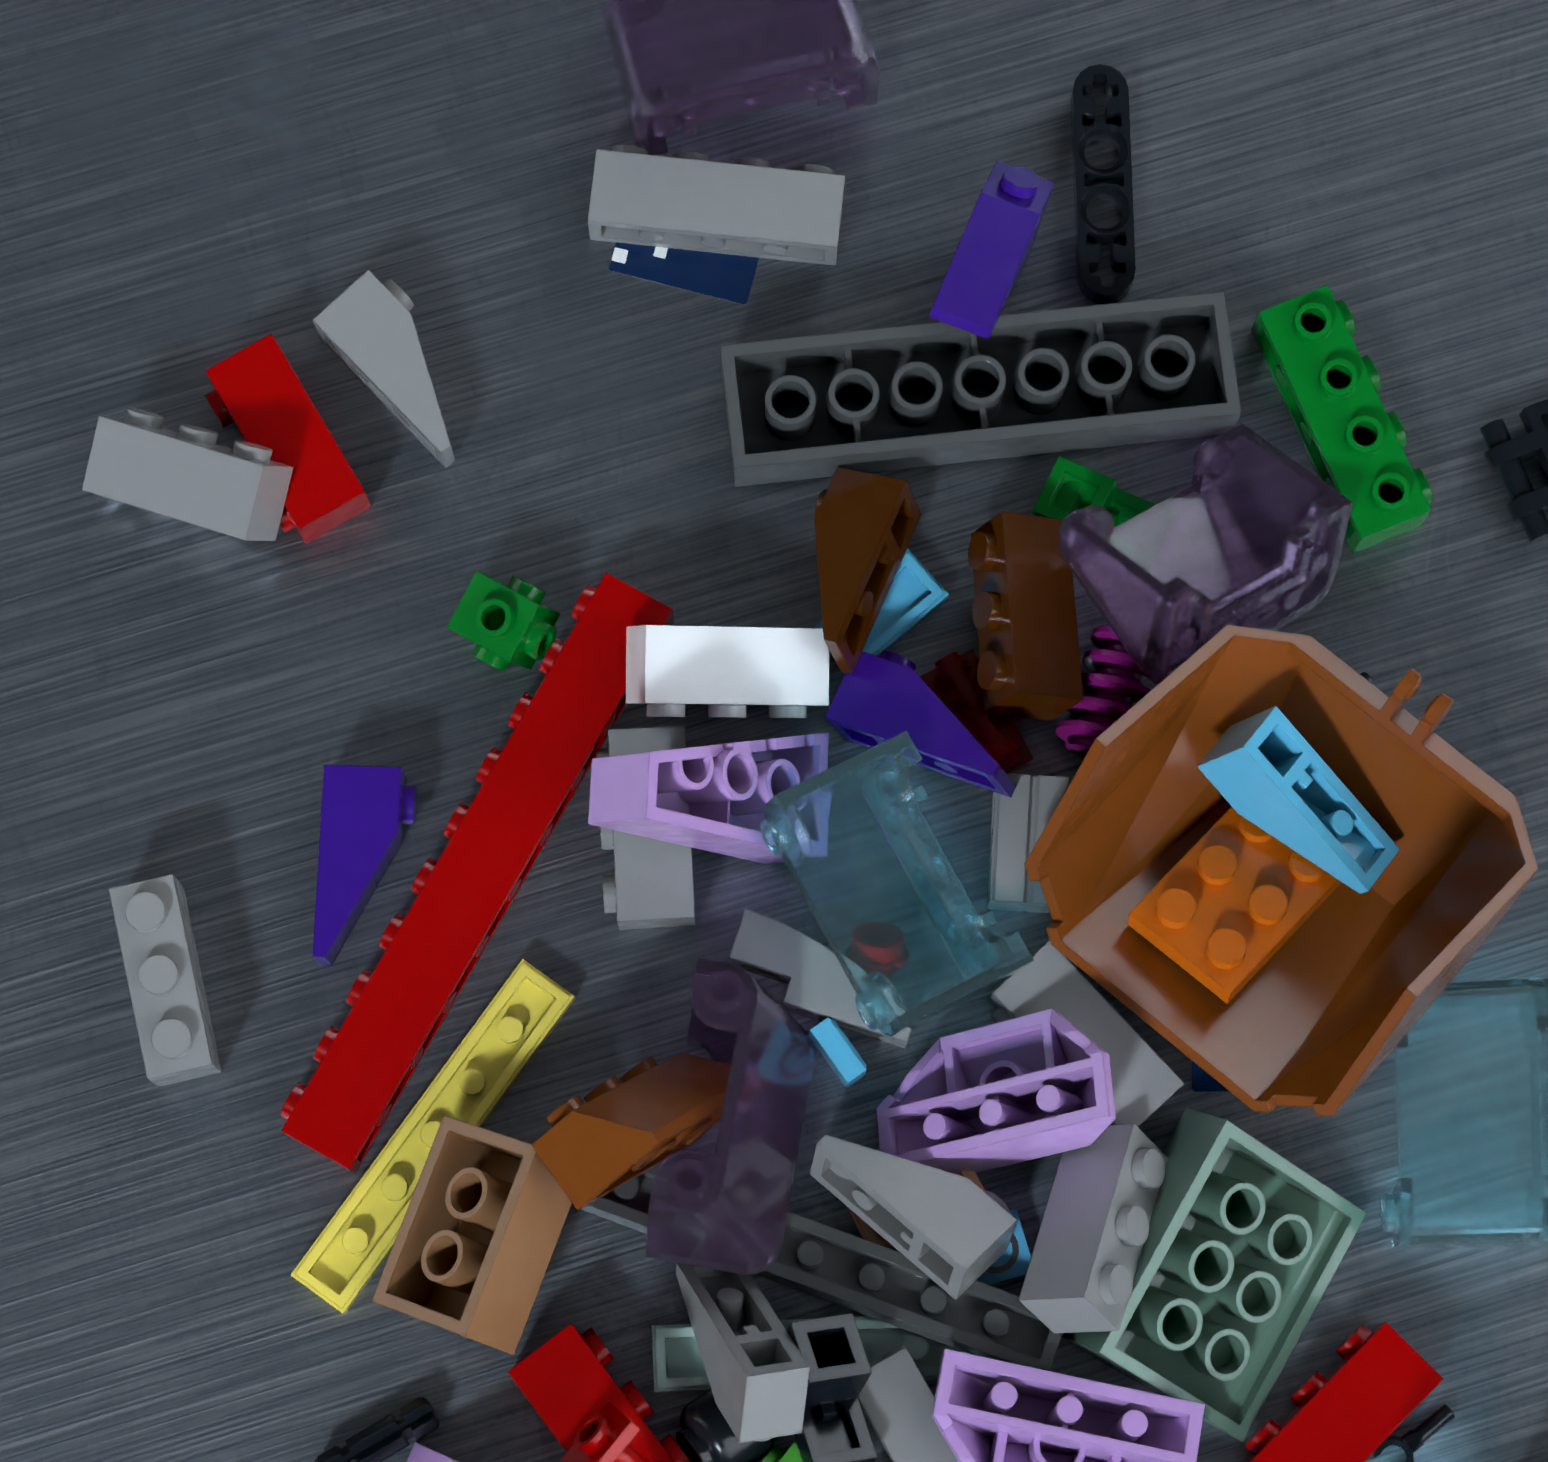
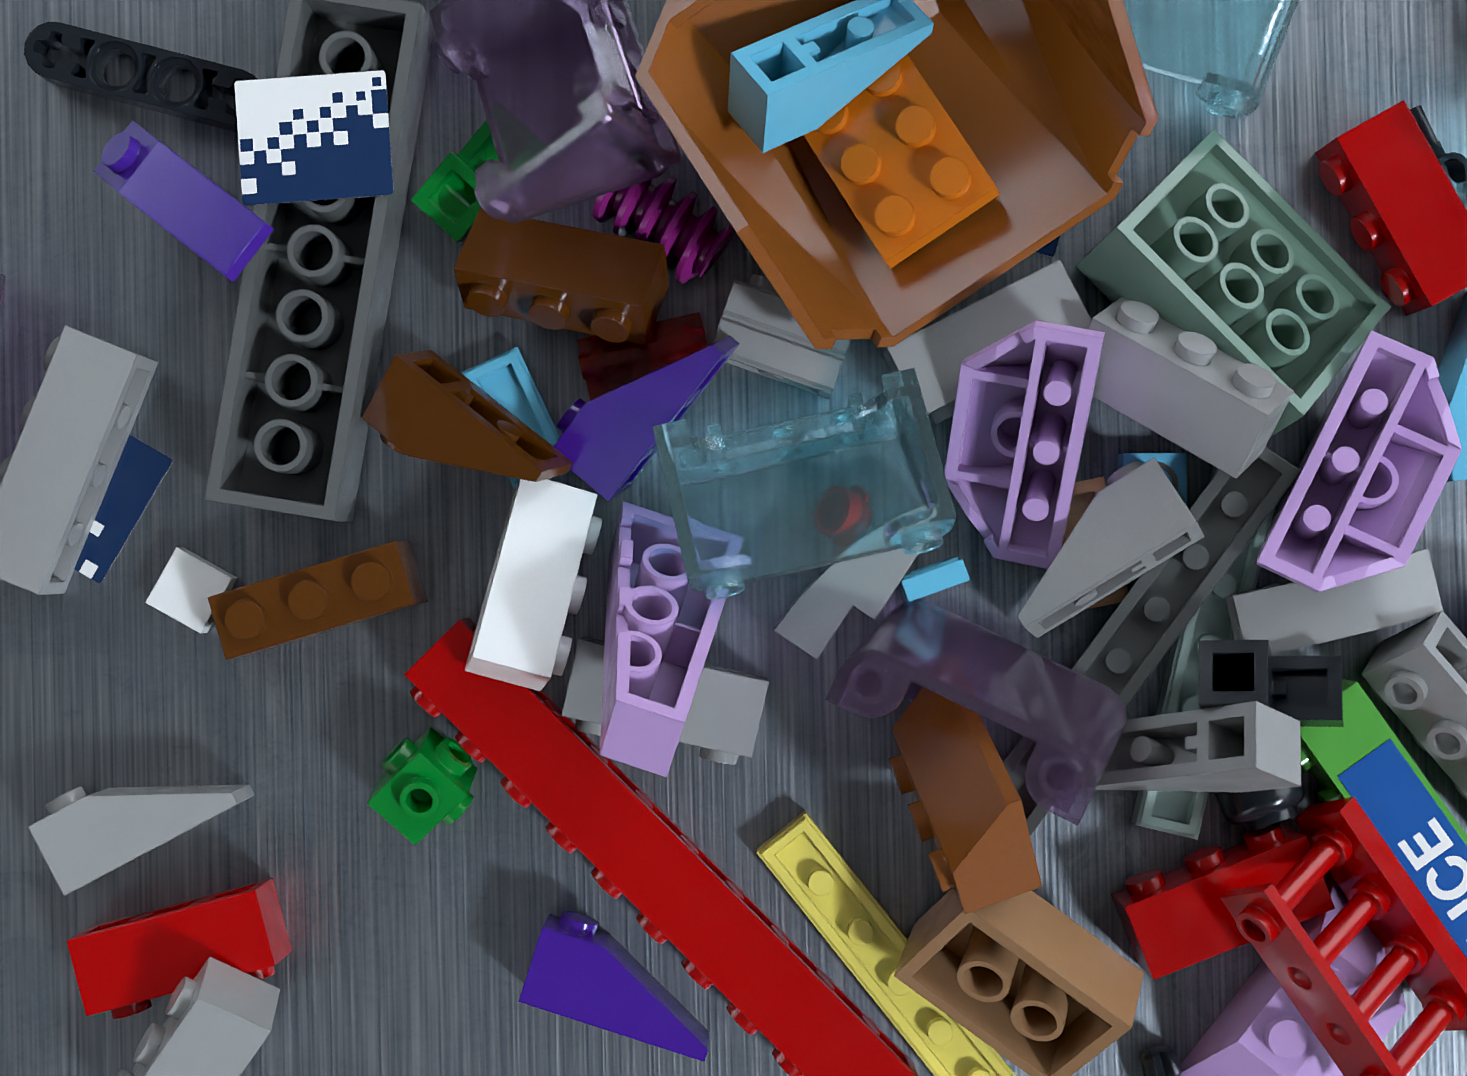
camera: 70 degrees left, 10 degrees up
(627, 356) = (185, 588): none -> white tile
(653, 476) = (317, 599): none -> reddish brown brick
(1085, 351) = (314, 137): none -> sticker

